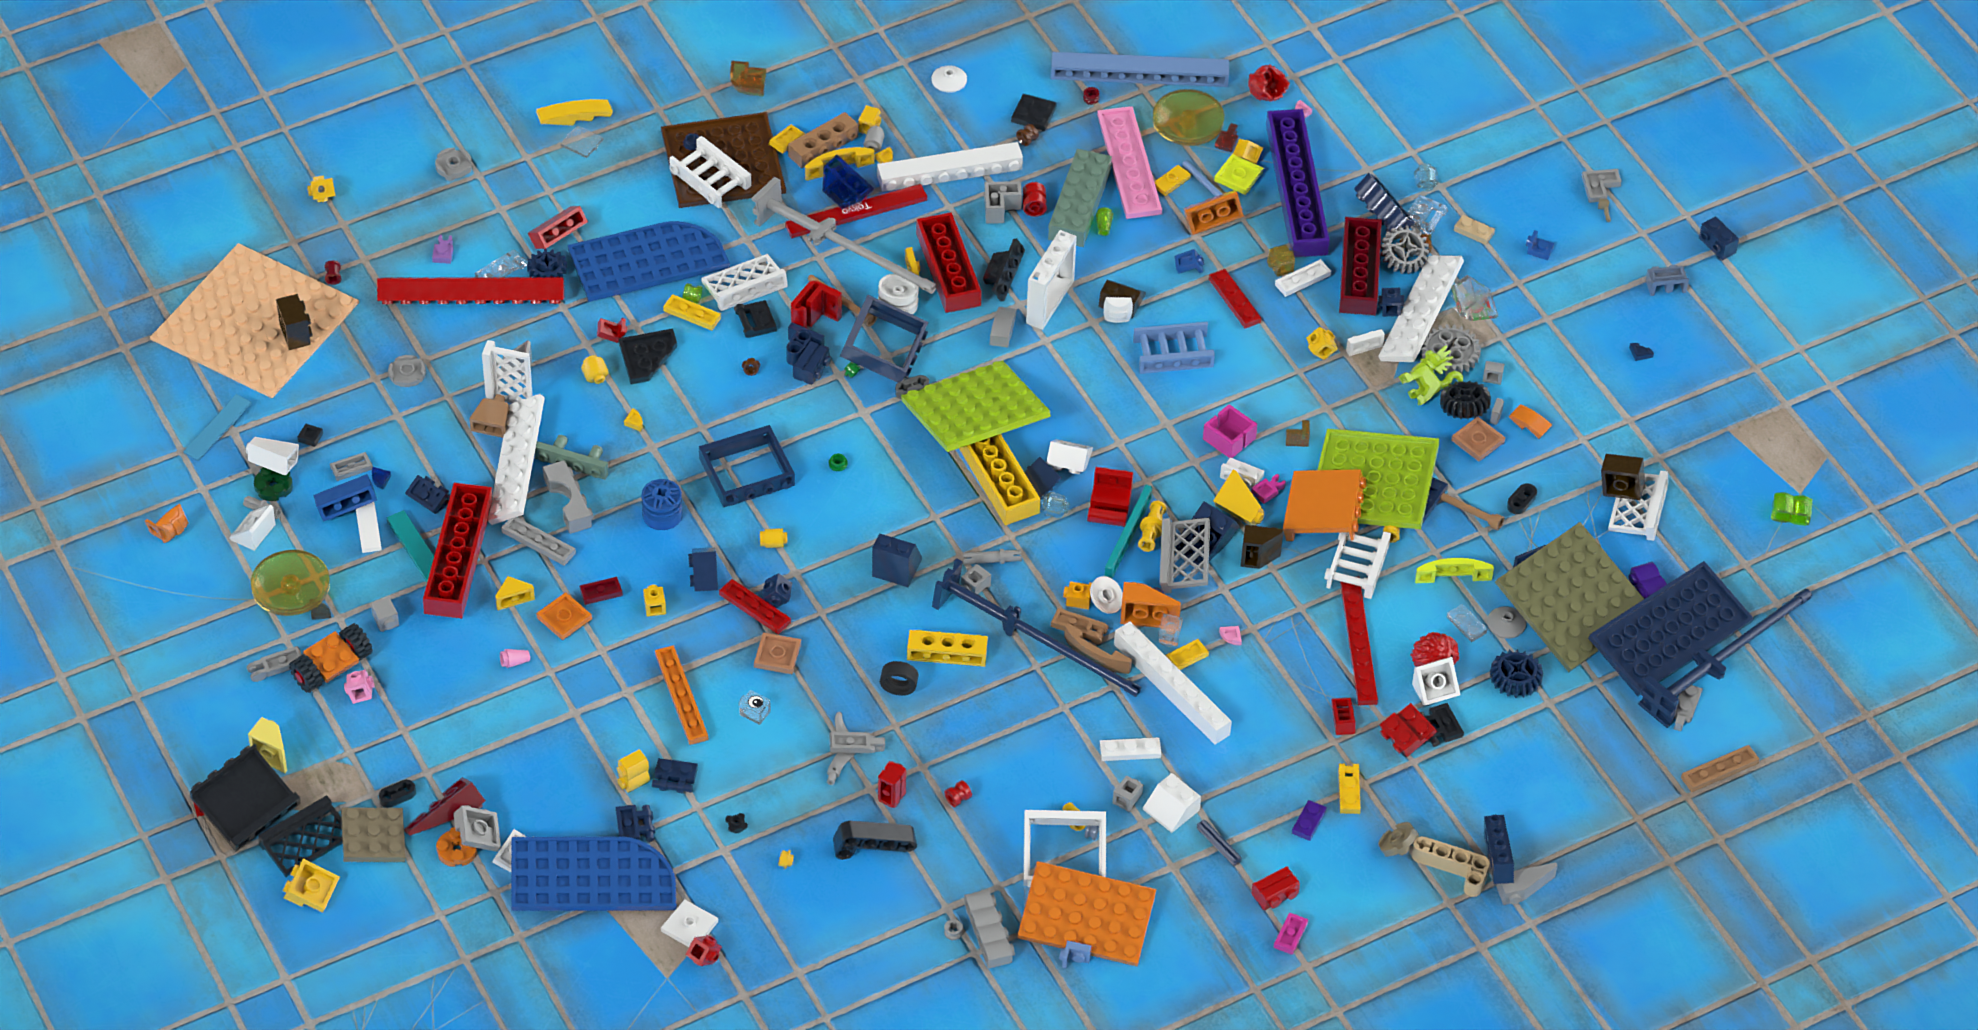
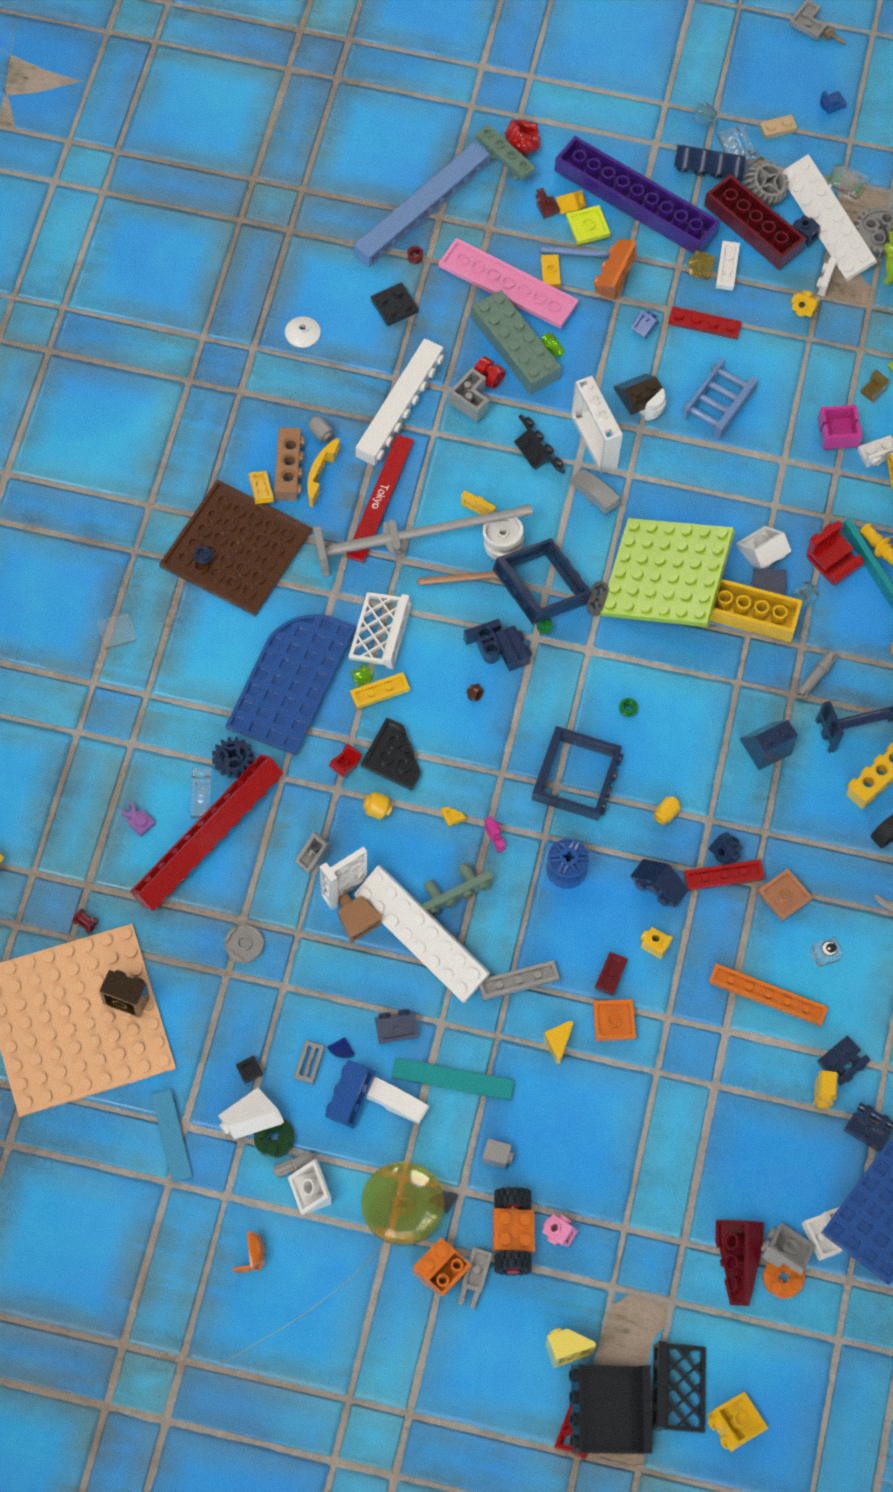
camera: 50 degrees left, 15 degrees up
(262, 633) = (441, 1267): none -> orange slope
(373, 835) = (720, 1333): dark tan plate -> none
(397, 793) = (685, 1281): black beam -> none
(454, 171) = (51, 752): light grey plate -> none
(457, 550) = (483, 1049): red brick -> none
(511, 657) = (624, 1092): bright pink cone -> none
(557, 227) = (201, 718): brick -> none
(560, 480) = (470, 916): light grey arch -> none
(569, 112) = (83, 612): yellow slope -> none
(644, 449) = (493, 830): none -> dark pink plate
(715, 158) = (249, 550): white fence -> none
(748, 79) = (175, 465): clear orange brick -> none
(760, 315) = (429, 647): black plate -> none
(814, 301) = (457, 601): red piece -> none
(844, 184) = (356, 485): clear blue wedge -> none
(869, 118) = (298, 416): yellow brick -> none
(884, 156) = (344, 436): yellow tile -> none
(948, 262) = (500, 477): red brick -> none
(976, 579) = (837, 701): light grey brick -> none
(1027, 135) = (417, 326): reddish brown wheel -> none
(1188, 117) = (505, 211): clear yellow dish -> none
(1238, 81) = (505, 152): none -> sand green plate
(1306, 109) = (560, 137): bright pink tile -> none

